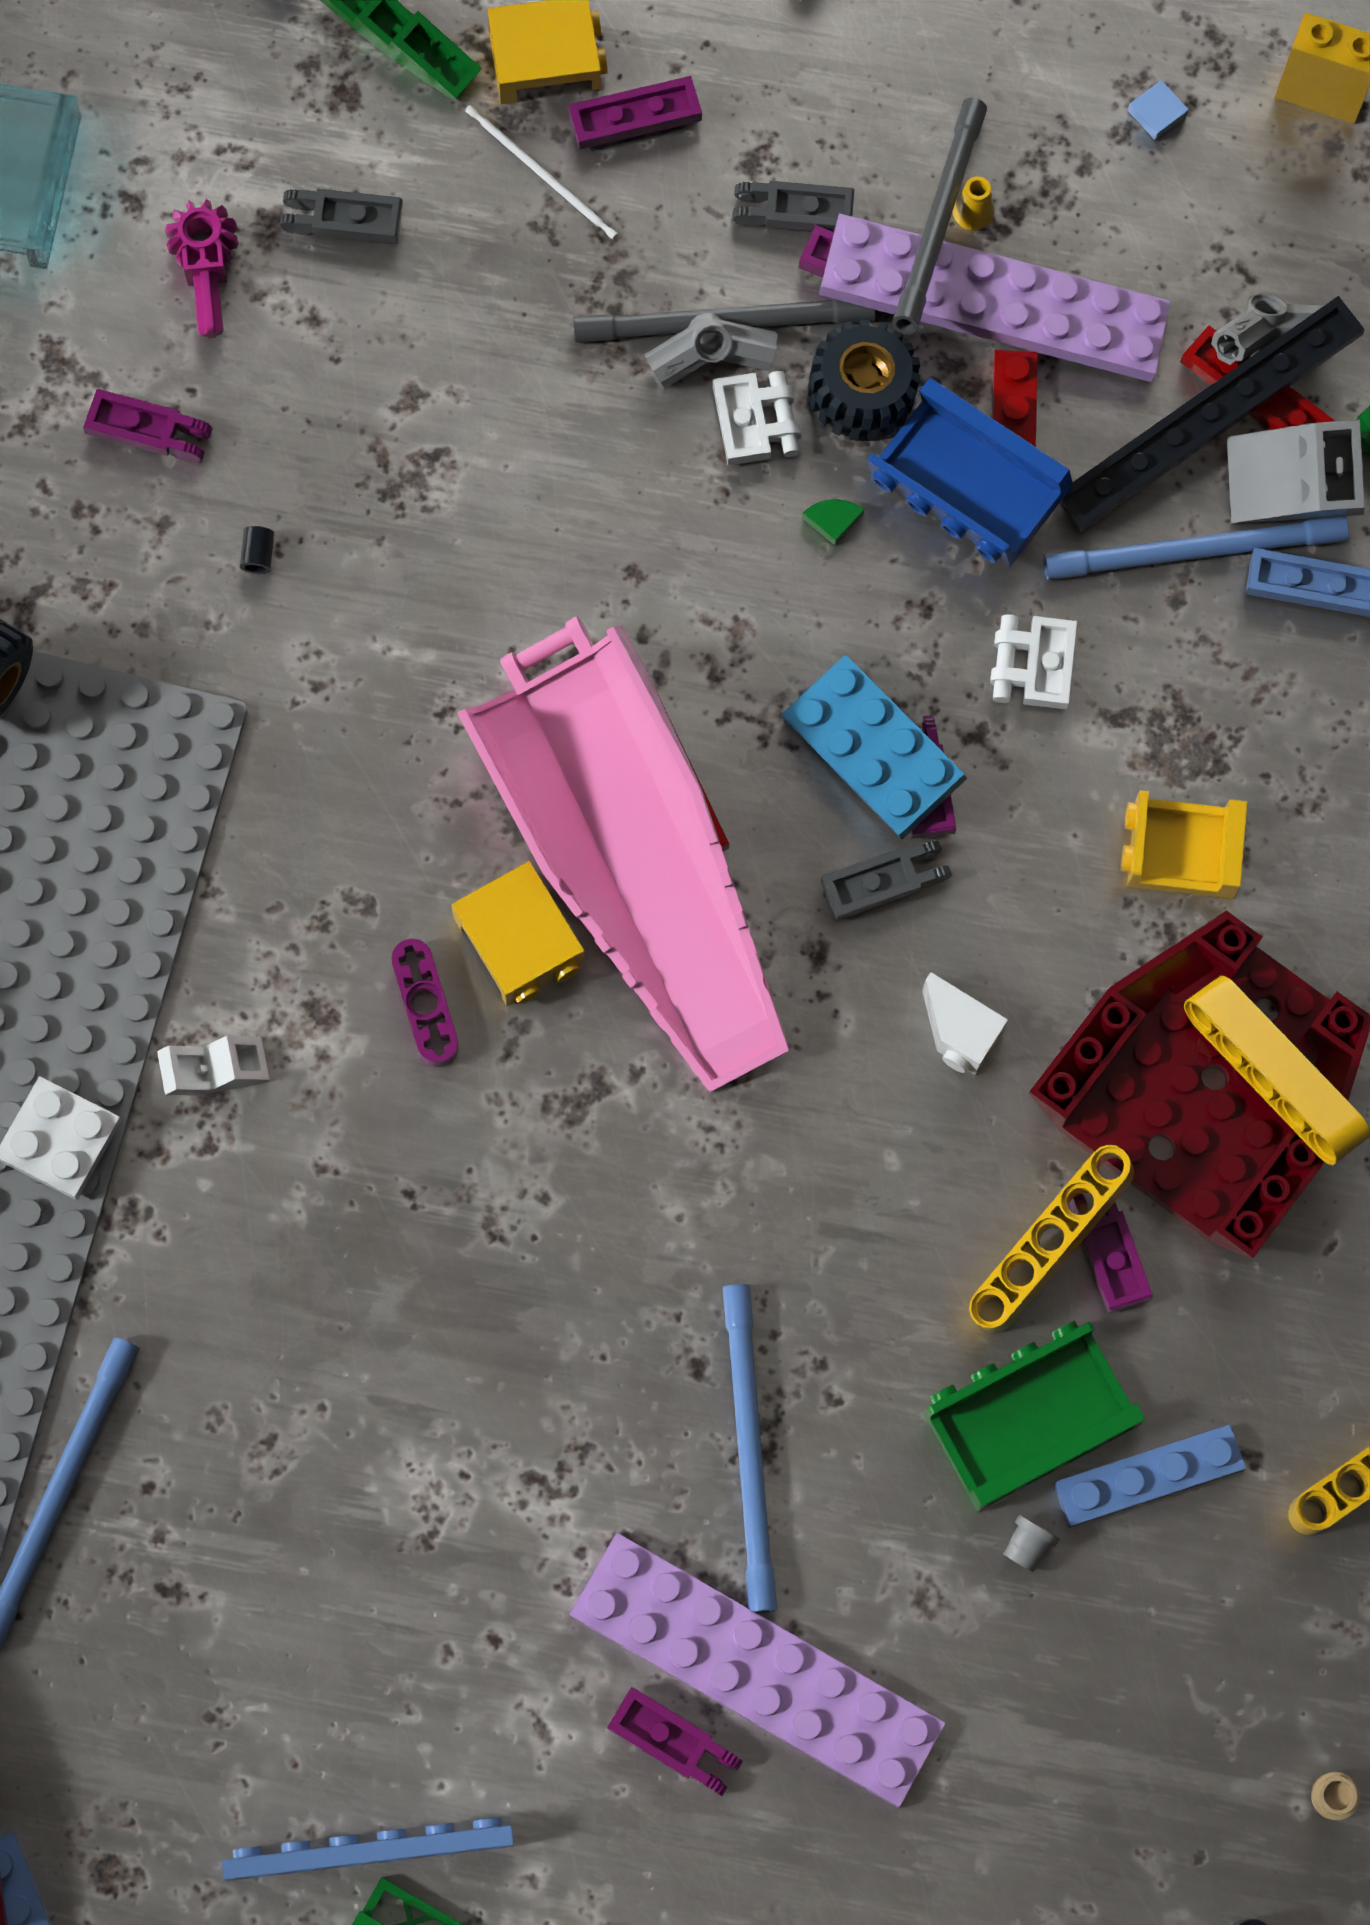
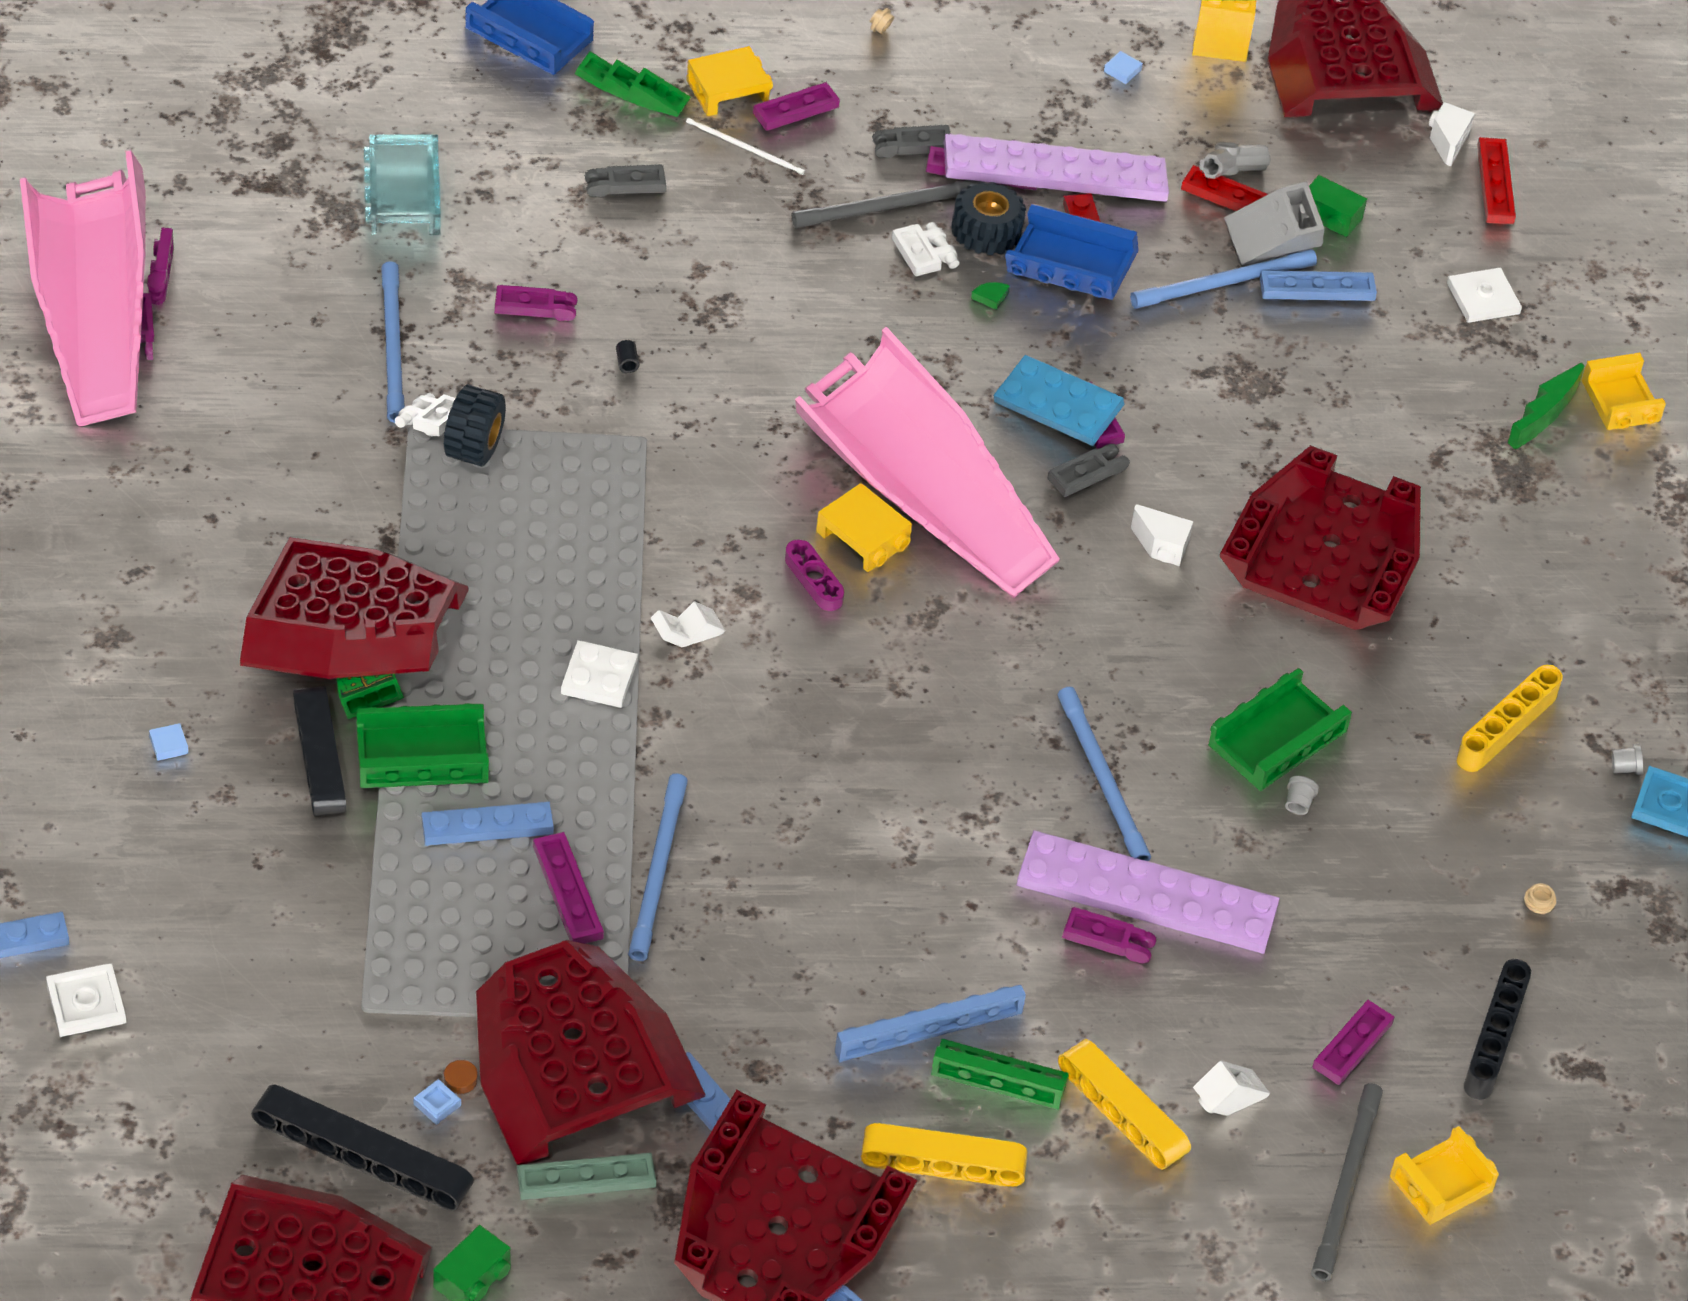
camera: 15 degrees left, 25 degrees down
(204, 260) = (542, 206): dark pink gear -> none
(736, 345) = (899, 210): light grey piece -> none
(914, 295) = (1010, 159): dark grey piece -> none
(974, 204) = (1026, 123): yellow cone -> none
(1048, 663) = (1152, 349): white plate -> none
(1056, 1216) = (1260, 641): yellow beam -> none
(1114, 1259) = (1297, 637): magenta hinge -> none
(1149, 1476) = (1363, 753): medium blue plate -> none
(1185, 846) = (1271, 428): yellow panel -> none
(1211, 413) = (1210, 205): black plate -> none
(1277, 1070) = (1371, 516): yellow beam -> none

